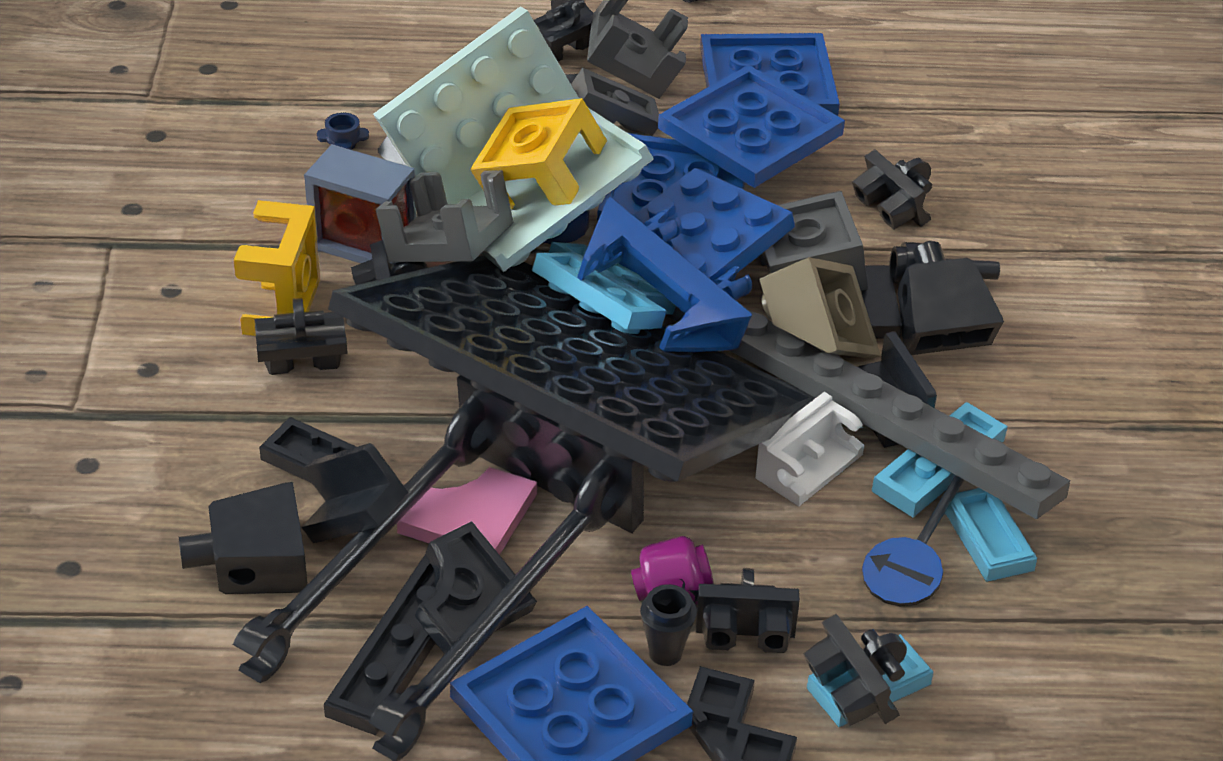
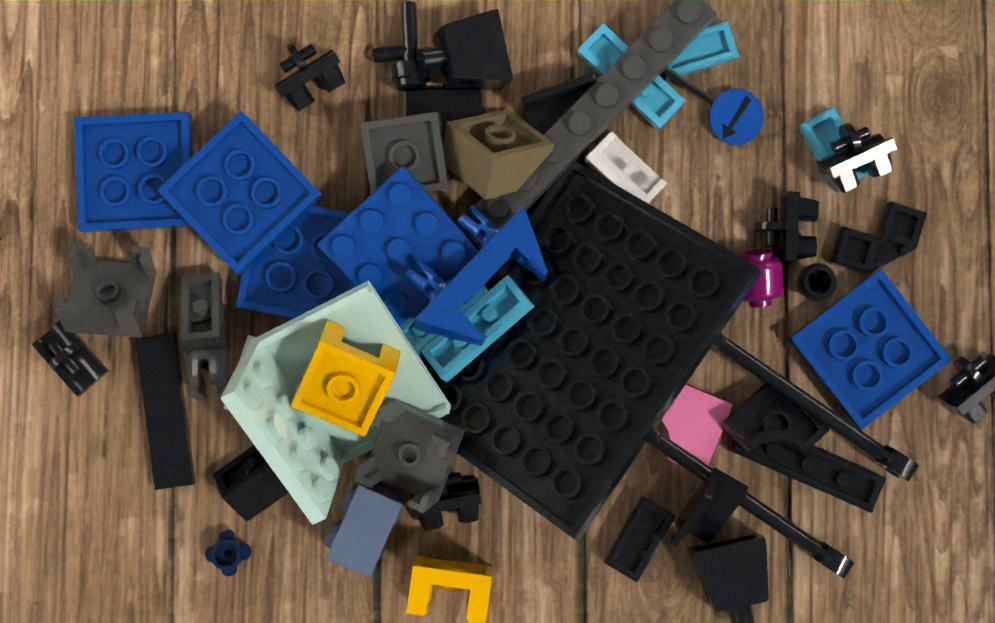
camera: 85 degrees left, 45 degrees up
(300, 336) = (518, 563): black hips -> none

